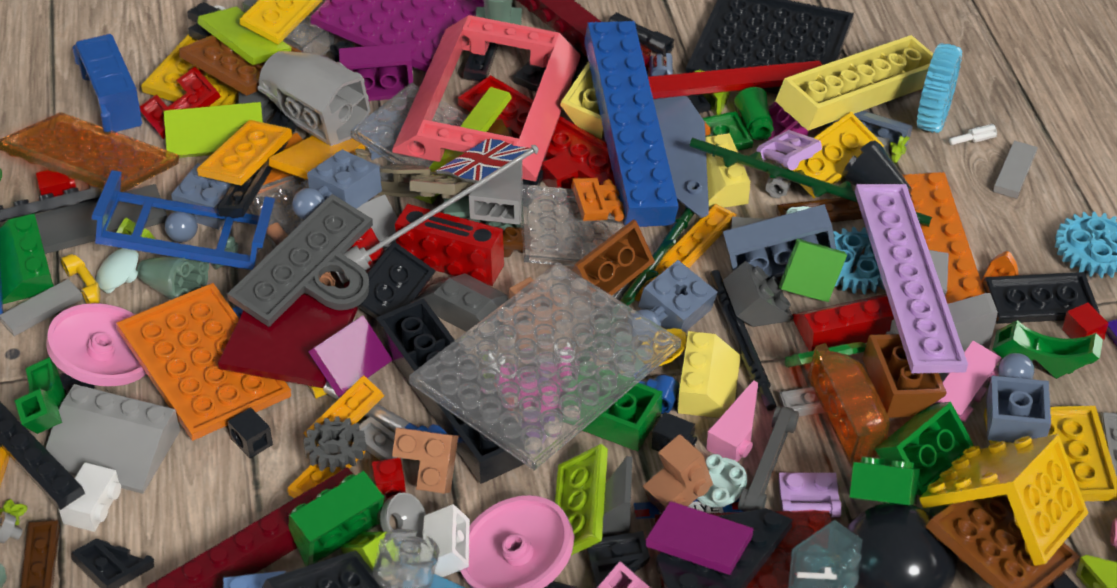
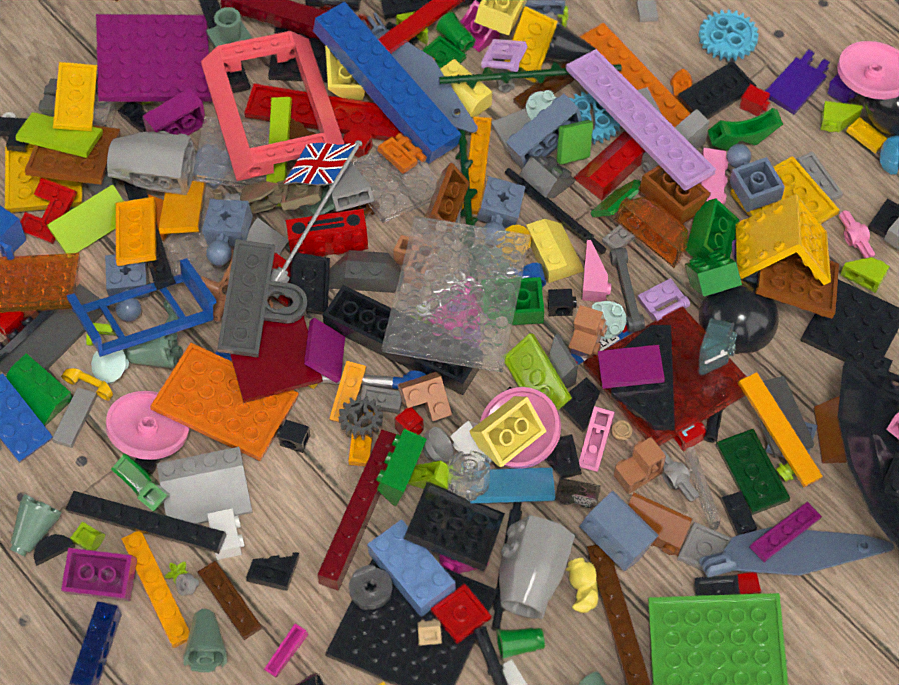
camera: 30 degrees left, 15 degrees up
(489, 536) = (508, 430): none -> light yellow slope

